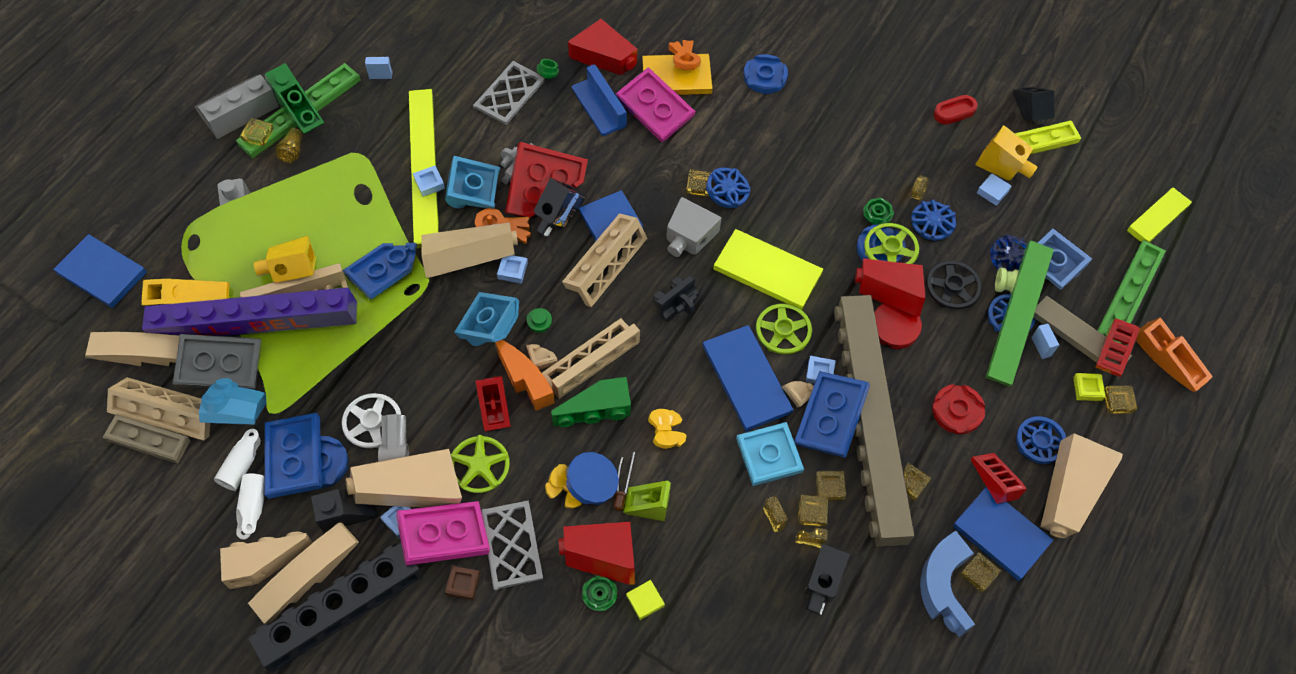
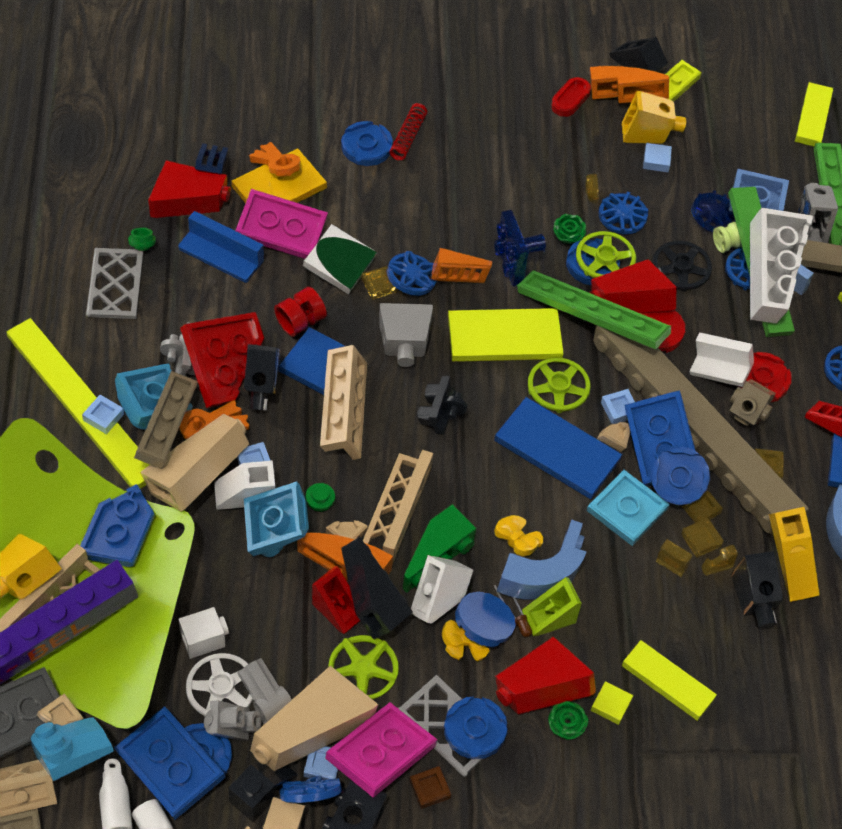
camera: 35 degrees left, 5 degrees down
(246, 377) = (60, 712): none -> tan tile
(350, 448) = (231, 721): none -> light grey hips
(368, 533) = (310, 790): none -> blue wheel
(383, 374) = (203, 632): none -> white brick
(463, 206) = (166, 420): none -> dark tan tile
(489, 280) = (242, 483): none -> white slope
(517, 416) = (373, 593): none -> black slope
(526, 557) = (475, 727): none -> blue tile
(574, 435) = (440, 588): none -> white slope
(613, 177) = (300, 311): none -> red wheel
(633, 29) = (212, 154): none -> dark blue tile
(649, 467) = (532, 578): none -> medium blue arch
(680, 150) = (339, 259): none -> dark green tile
(703, 609) = (669, 680): none -> neon yellow tile
(765, 199) = (452, 267): none -> orange slope
(818, 204) = (514, 247): none -> clear blue plate
(819, 67) = (402, 149): none -> red piece
(824, 451) = (680, 476): none -> blue tile
(848, 285) = (594, 309): none -> bright green tile
(874, 565) = (795, 553): none -> yellow slope
(929, 424) = (760, 398): none -> dark tan brick
(930, 377) = (722, 359): none -> white panel
(999, 112) = (625, 82): none -> orange slope
(1028, 315) = (775, 257): none -> white wedge
(1105, 289) = (822, 205): none -> light grey torso

